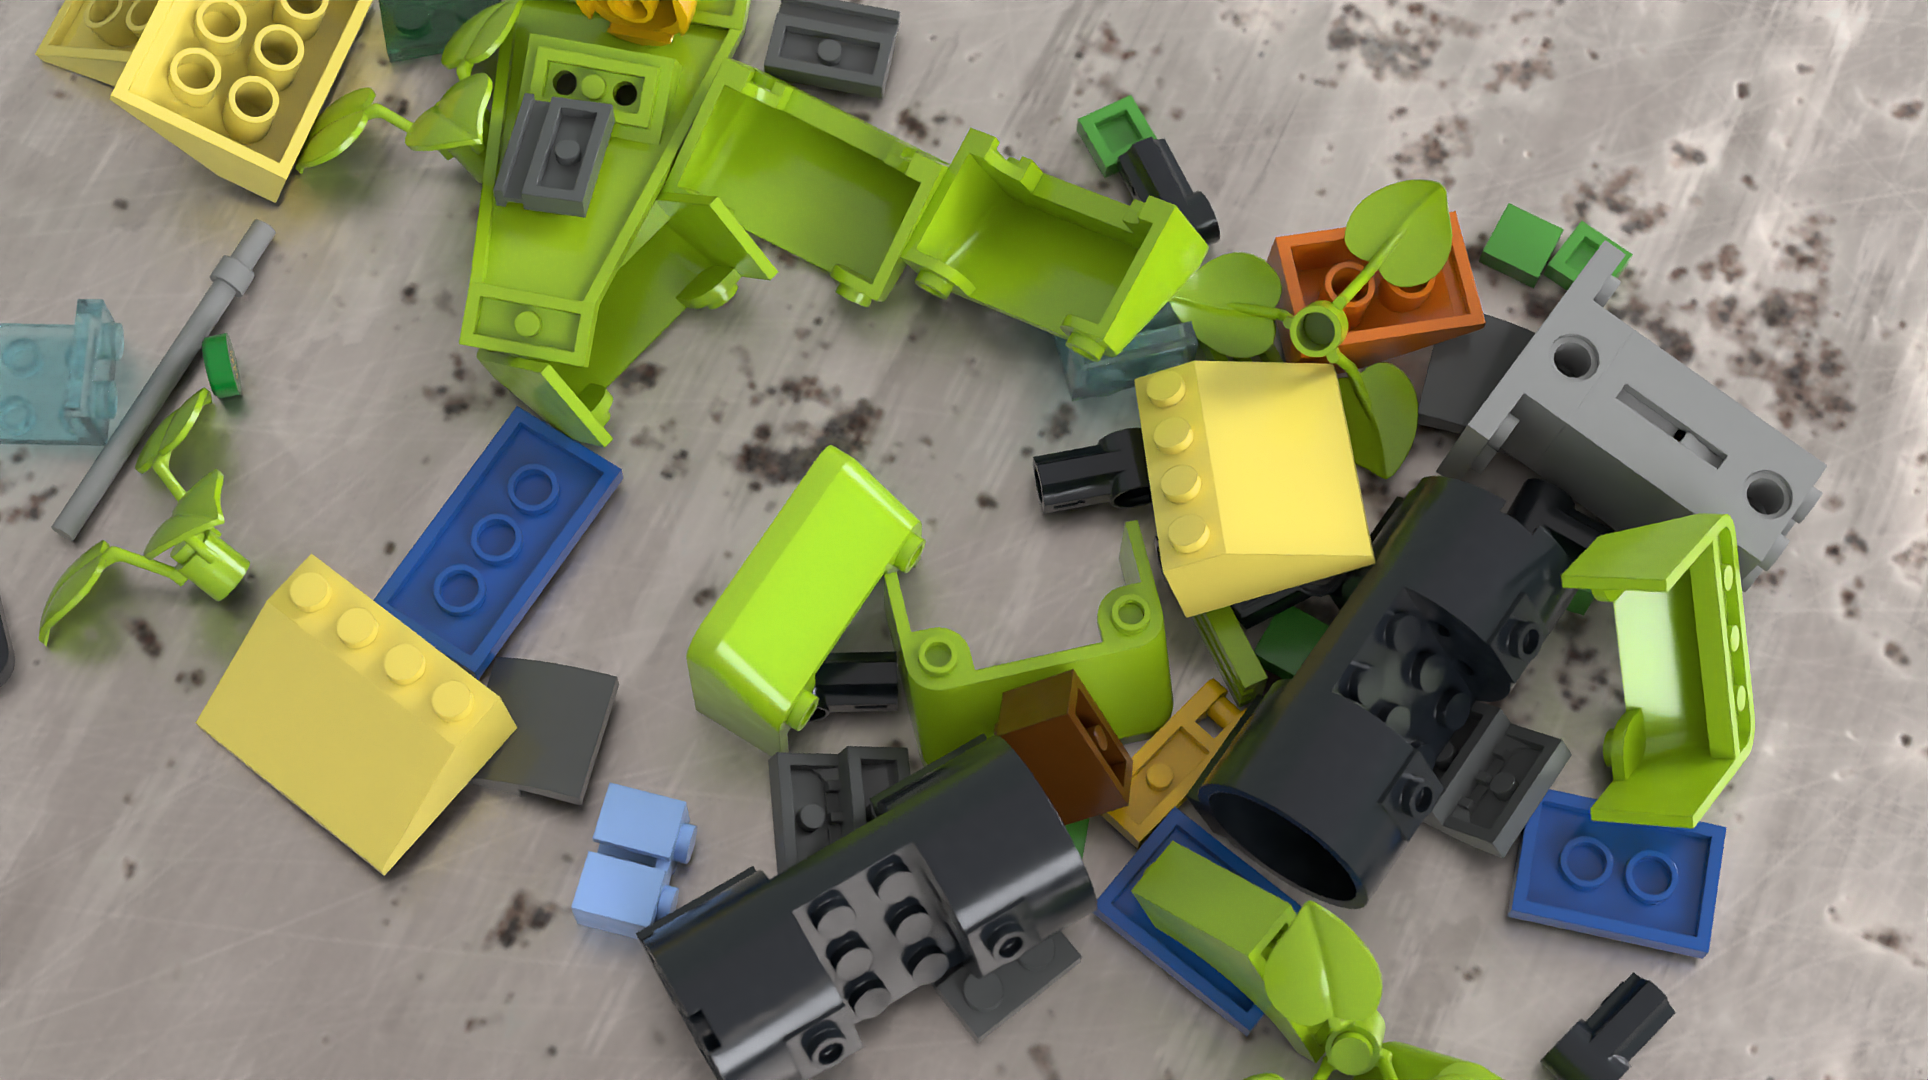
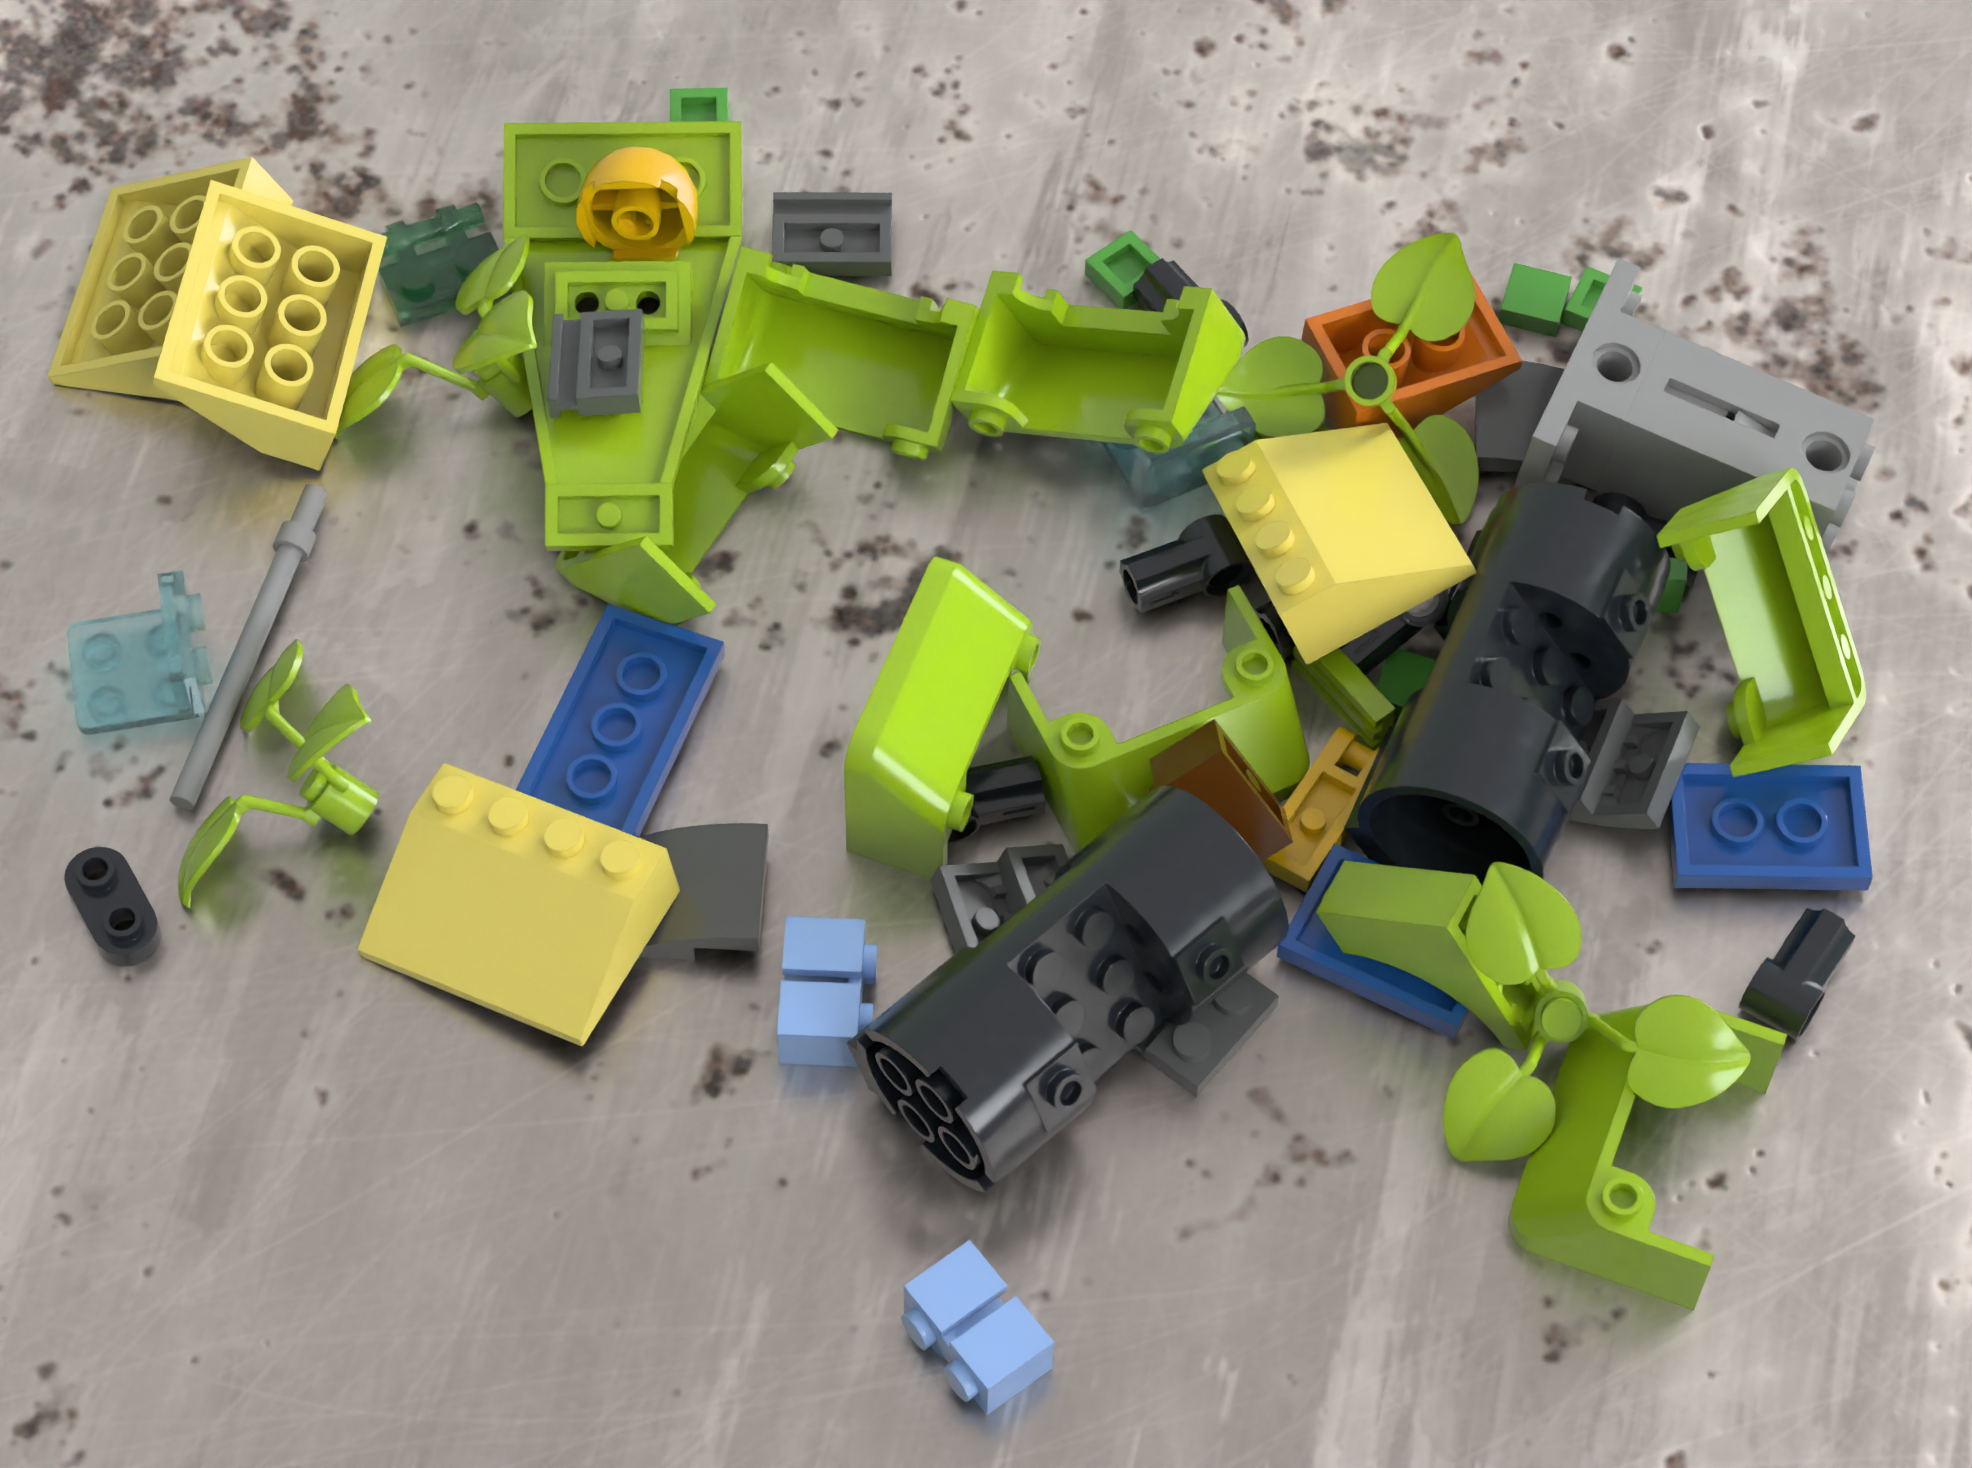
camera: 10 degrees left, 10 degrees down
(221, 365) = (306, 620): green tile -> none

